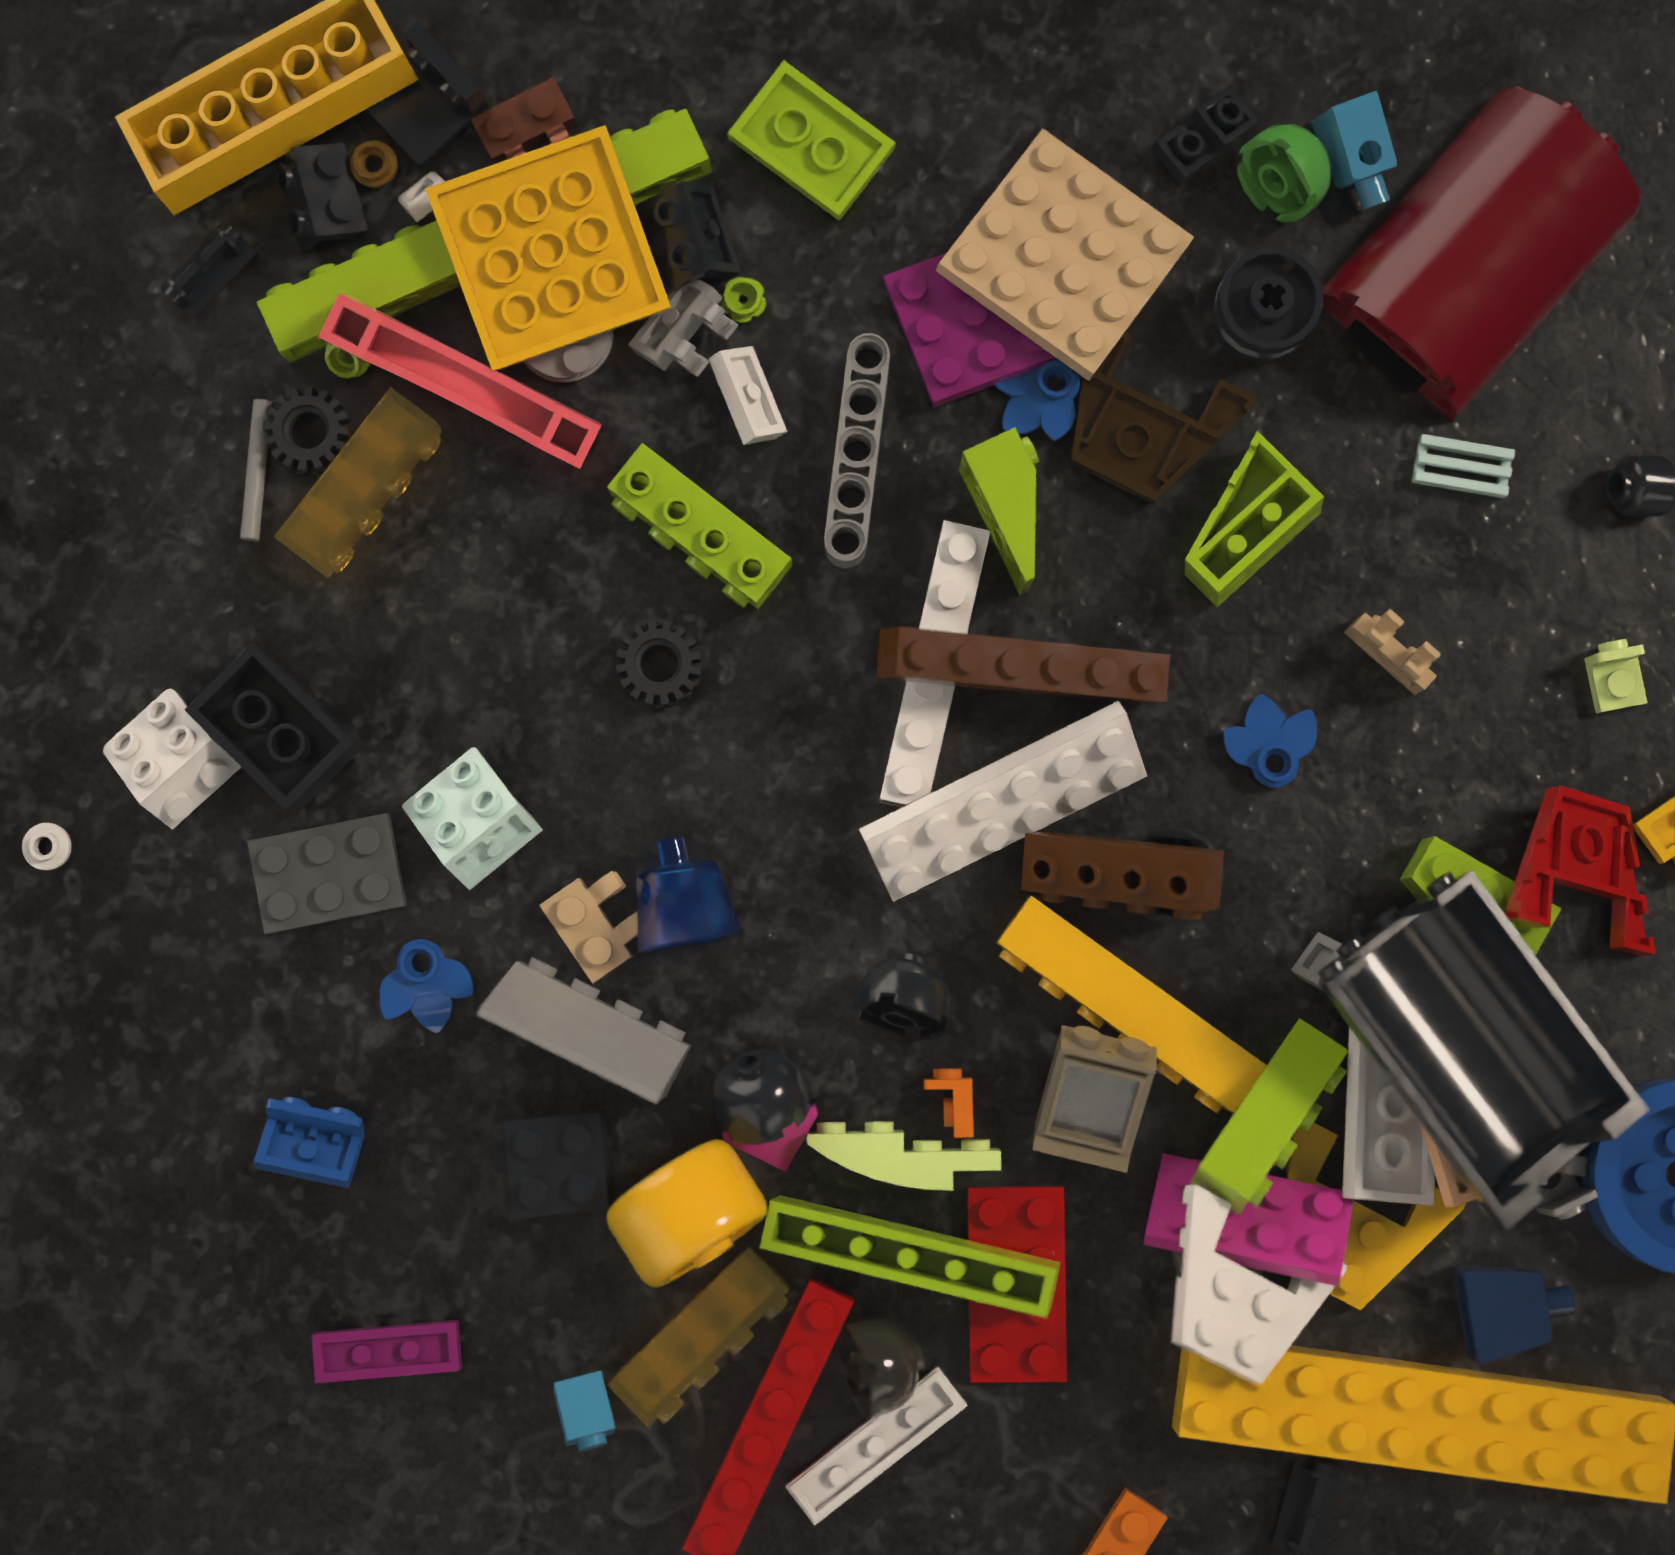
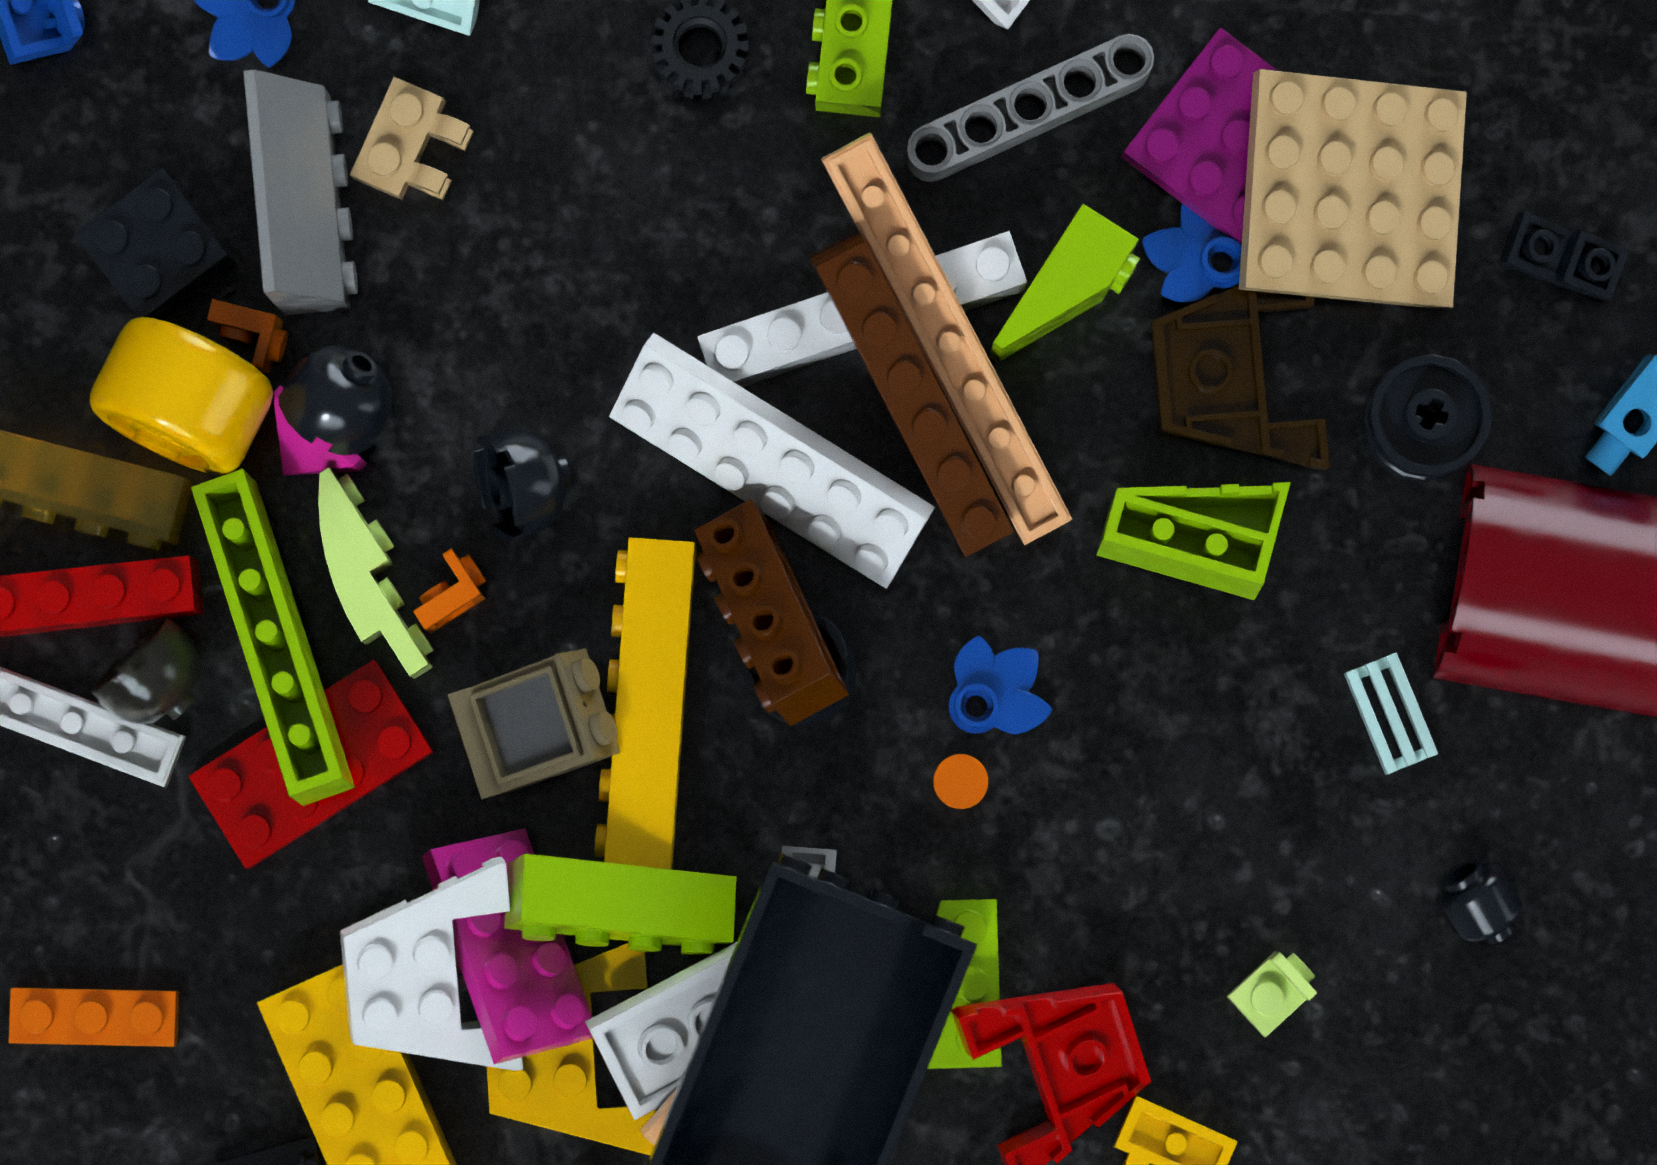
camera: 55 degrees right, 0 degrees up
(655, 1132) = (243, 323): none -> orange bracket
(682, 901) = (480, 210): clear blue torso -> none
(995, 613) = (946, 338): none -> light nougat tile
(1286, 171) = (1575, 355): bright green cylinder -> none
(1323, 809) = (960, 781): none -> orange tile
(1406, 665) = (1162, 729): tan plate -> none

